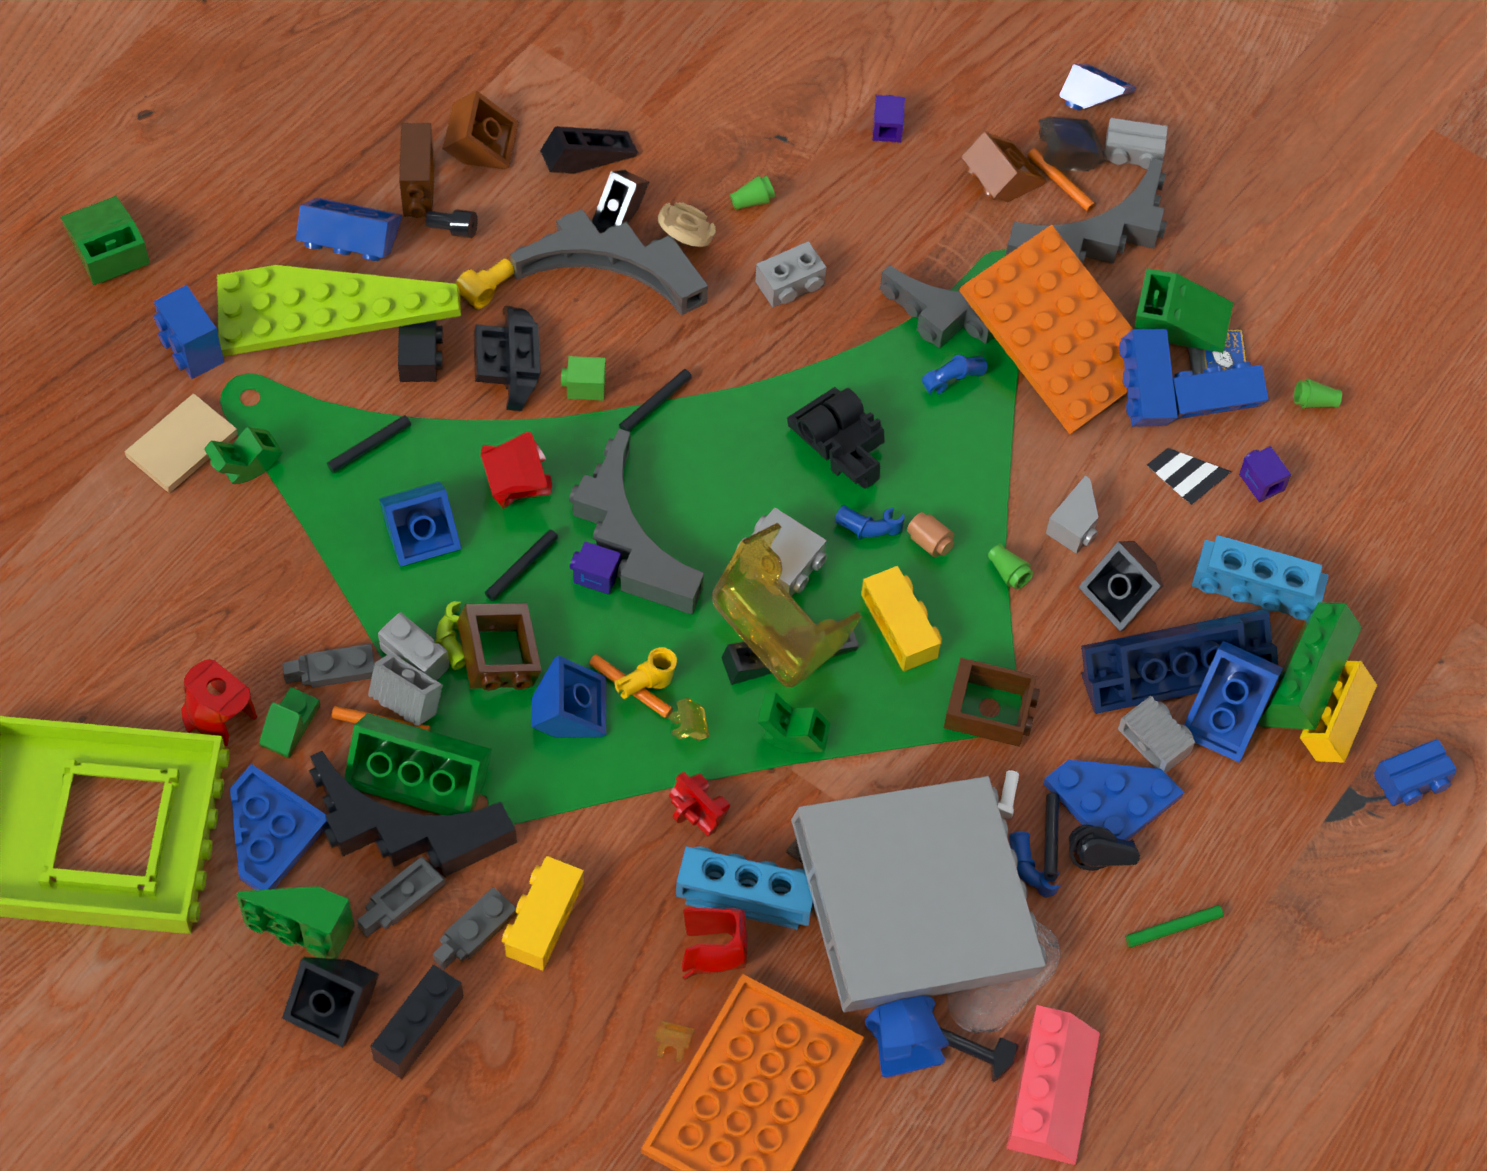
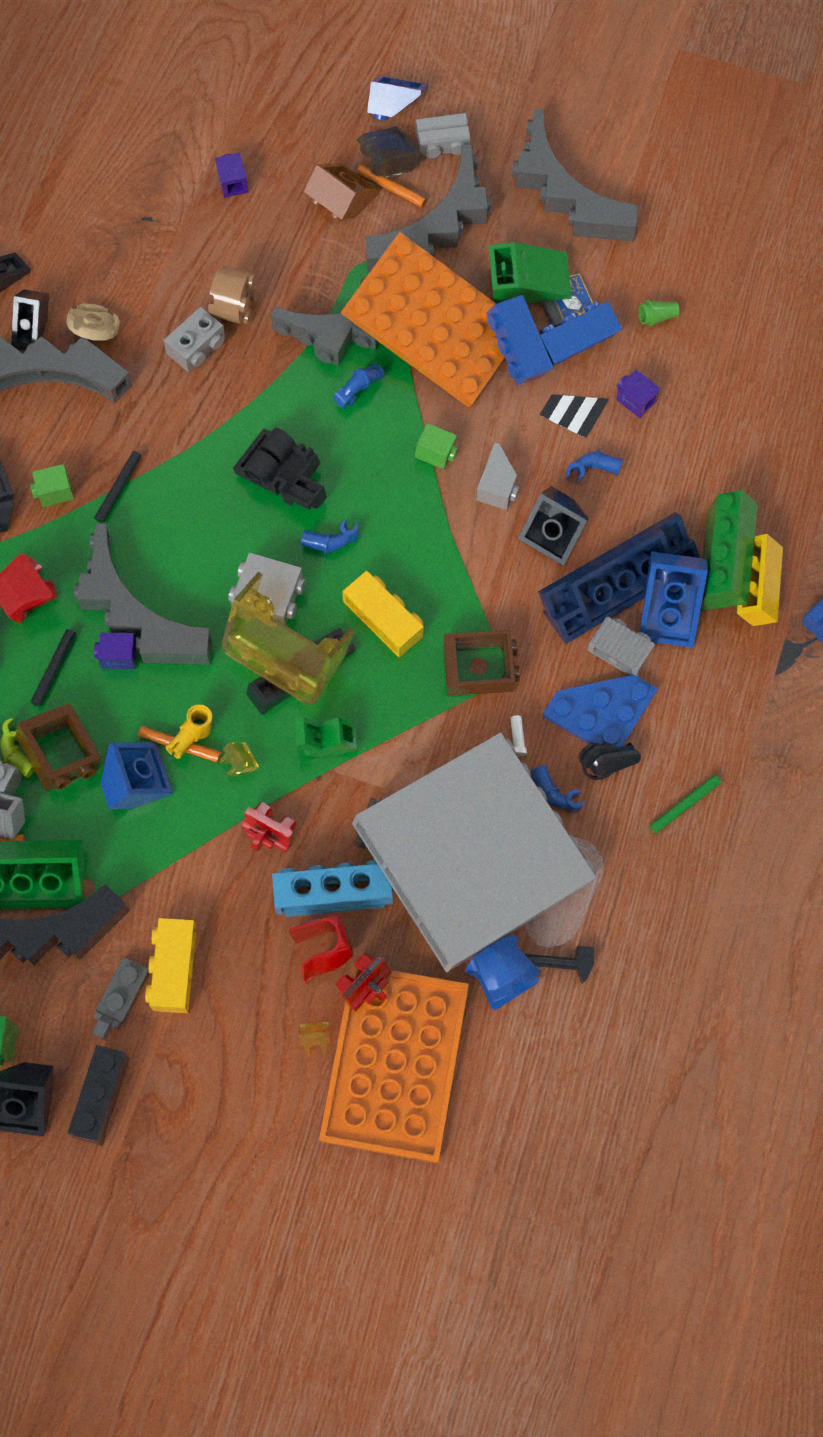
camera: 15 degrees left, 10 degrees up
(400, 896) = (48, 991): dark grey hinge -> none
(750, 997) = (367, 984): none -> red hips
(753, 193) = (140, 276): bright green cone -> none
(848, 239) = (233, 294): none -> medium nougat brick
(931, 534) = (384, 532): nougat brick -> none
(1011, 567) = (458, 540): bright green cone -> none
(1019, 462) = (436, 446): none -> bright green brick
(1051, 836) = (564, 761): black piece -> none
(1053, 1086) = (632, 972): coral slope -> none
(1191, 528) = (594, 460): none -> blue piece
(1260, 577) = (662, 485): dark azure brick -> none
(1271, 267) = (588, 212): none -> dark grey arch

